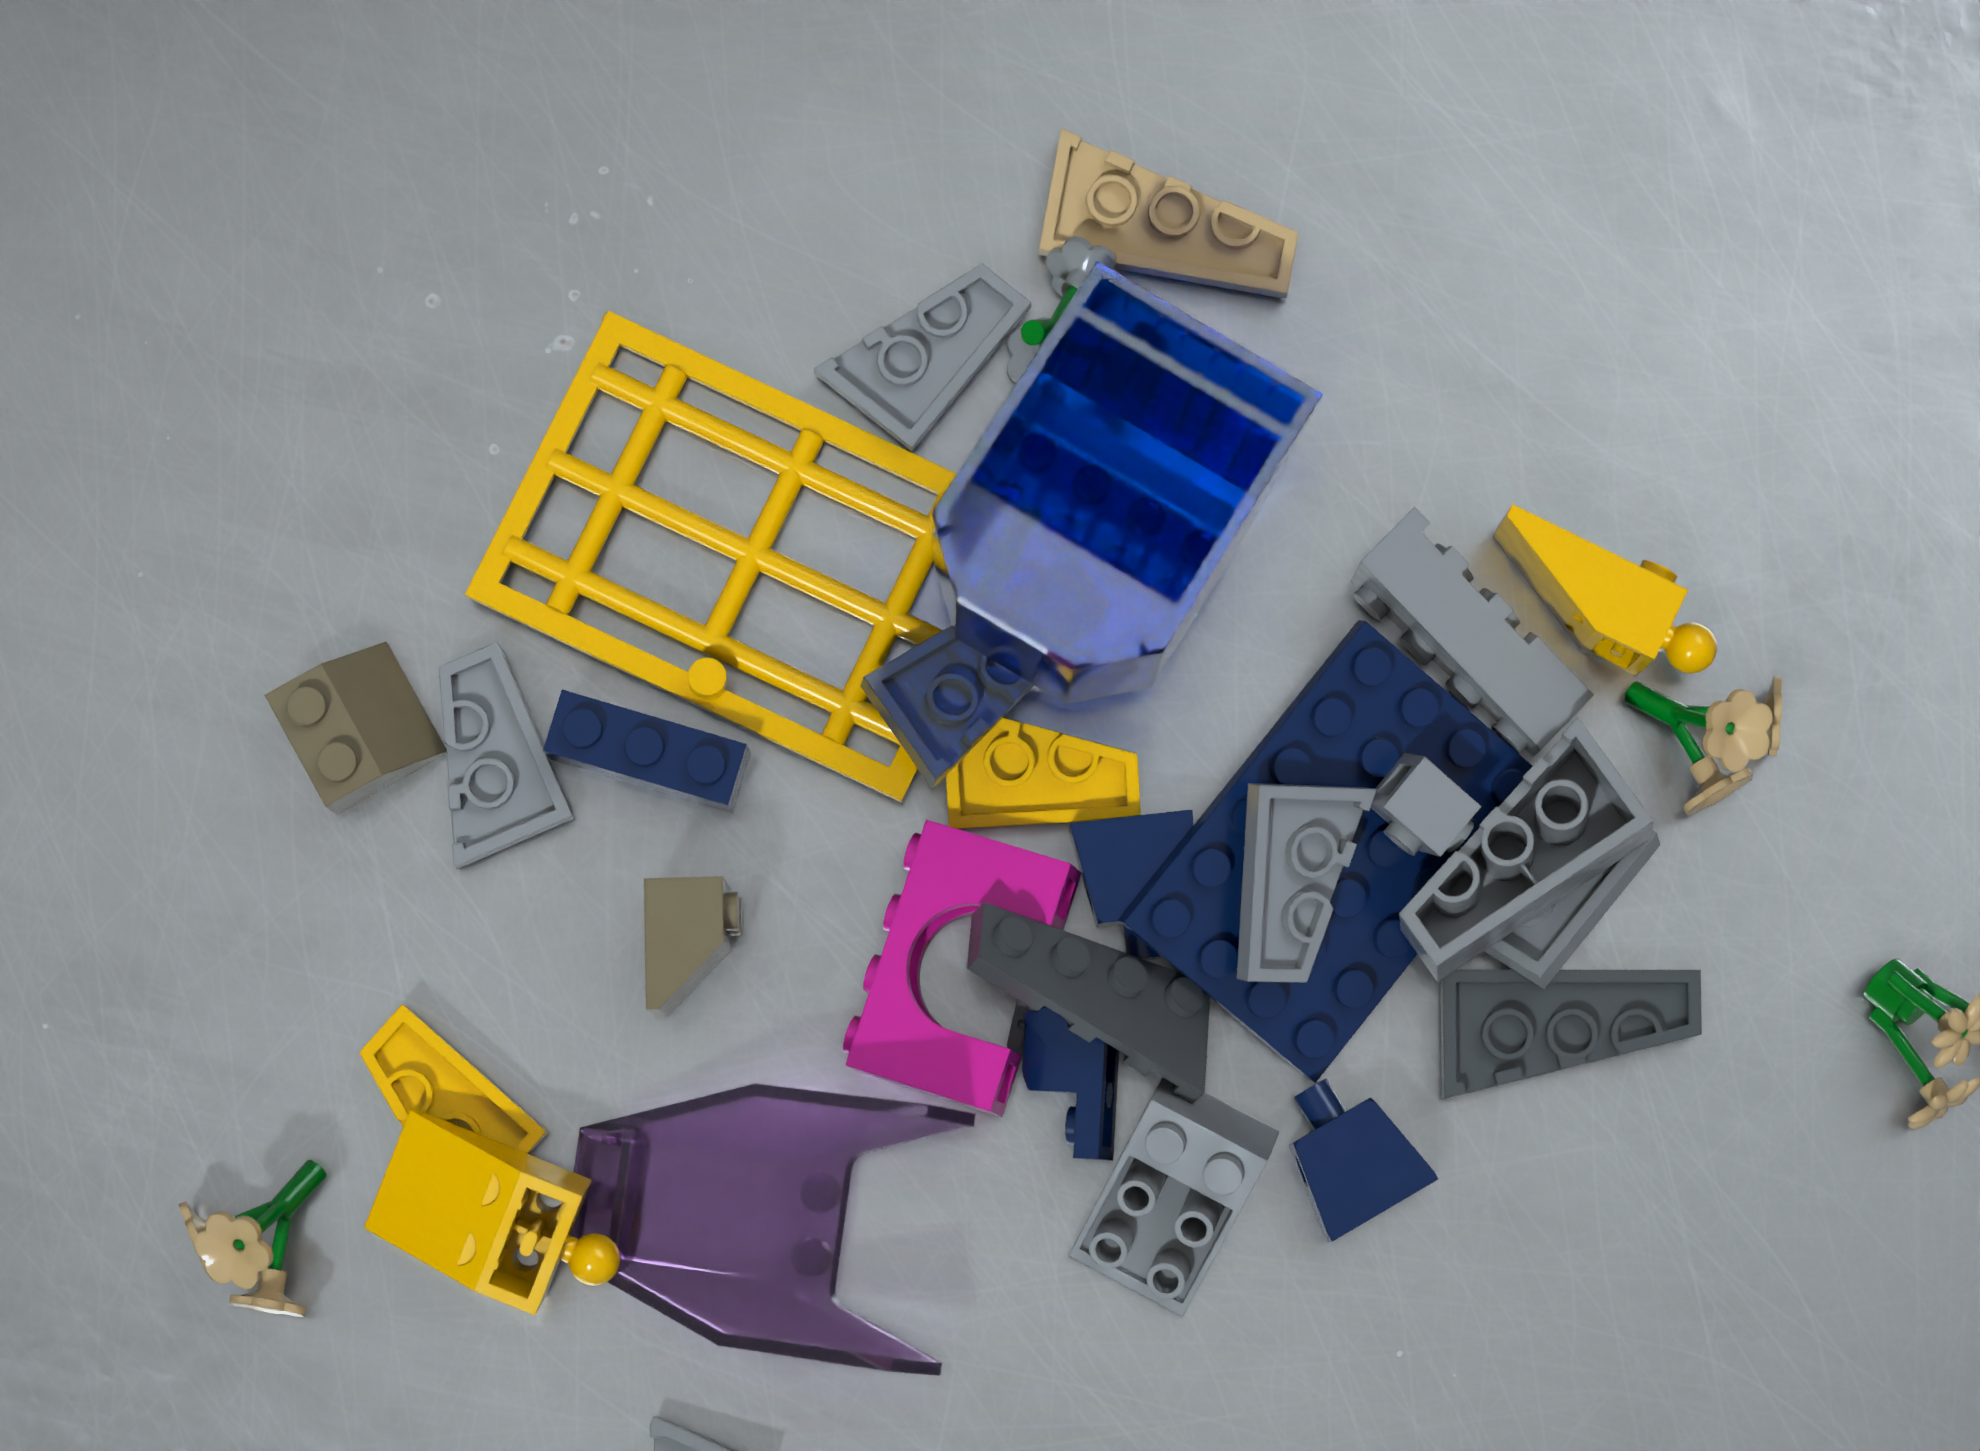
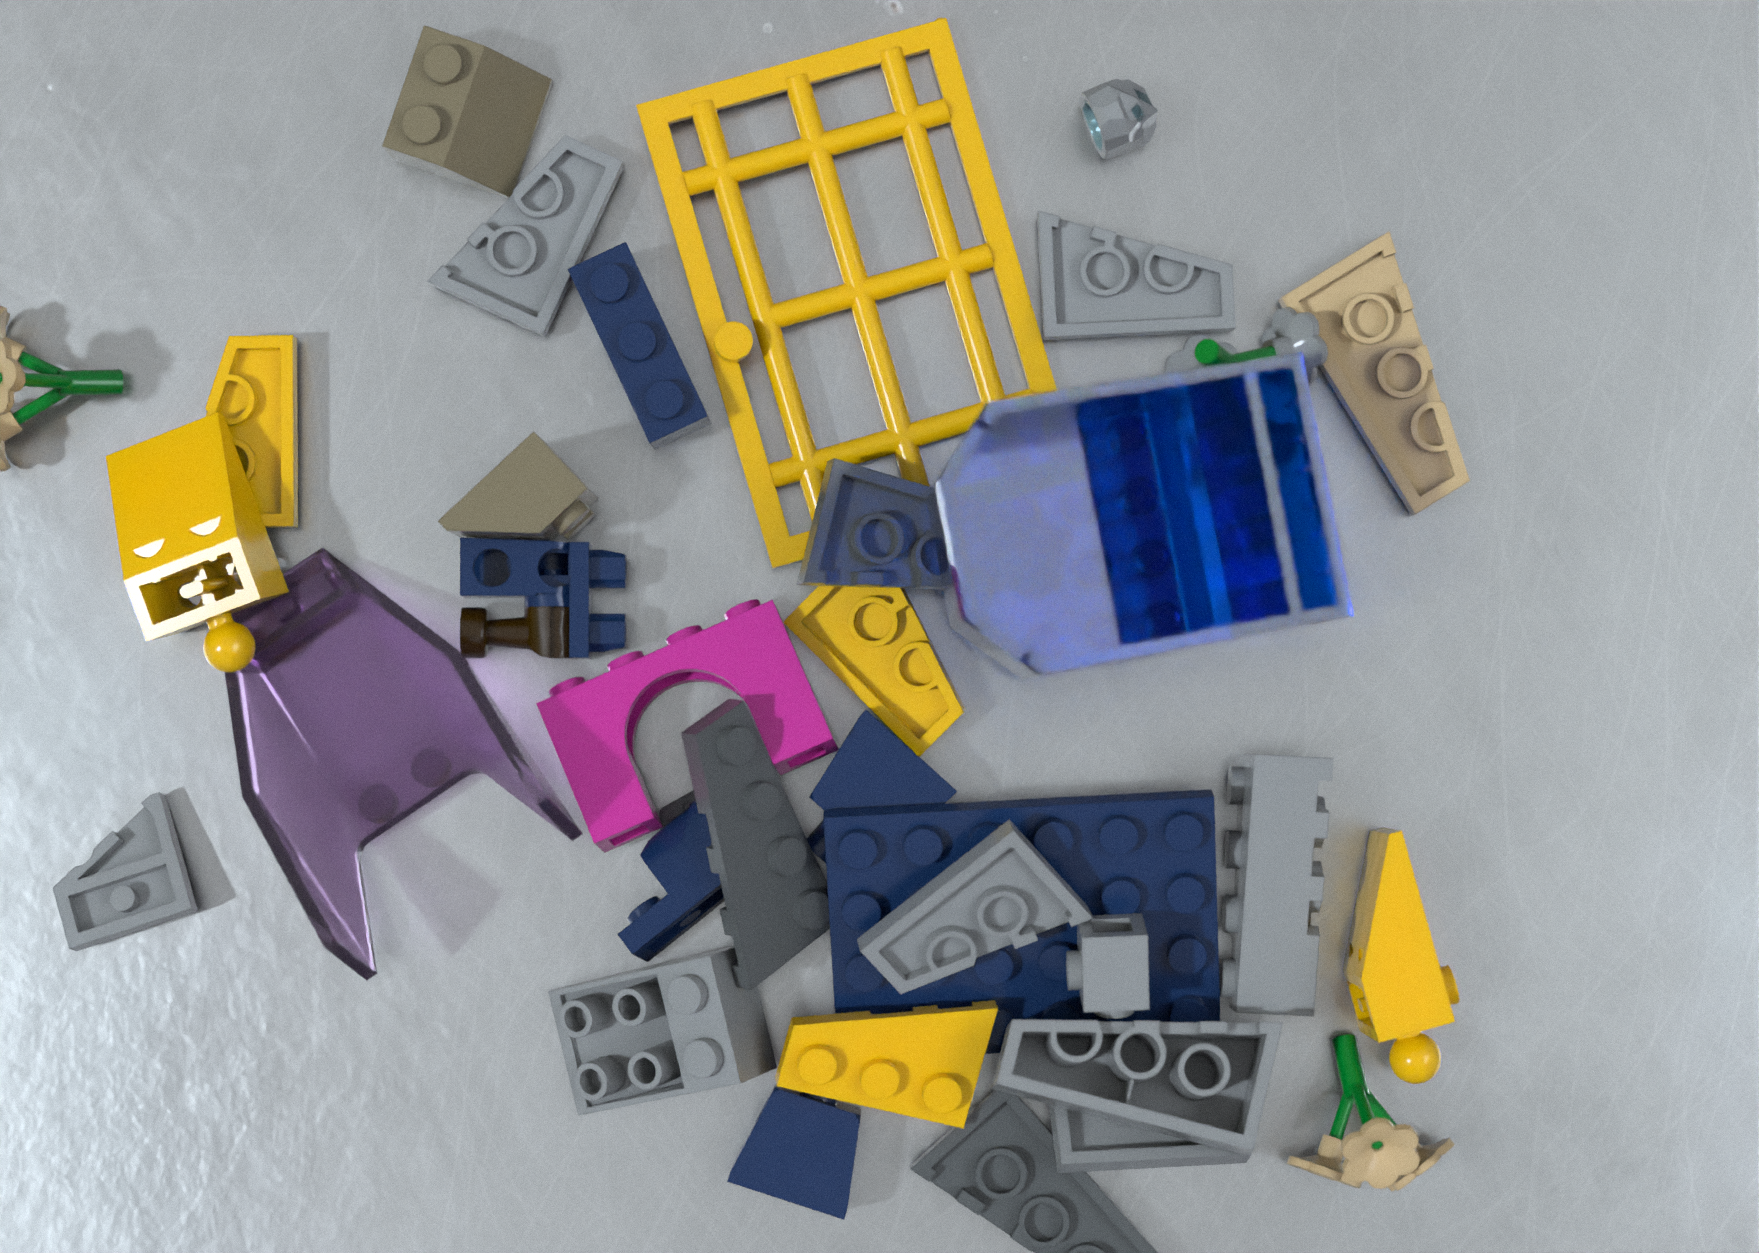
camera: 45 degrees right, 5 degrees up
(777, 979) = (556, 592): none -> dark blue hips
(797, 250) = (1118, 117): none -> light grey rock
(1351, 1036) = (892, 1062): none -> yellow wing

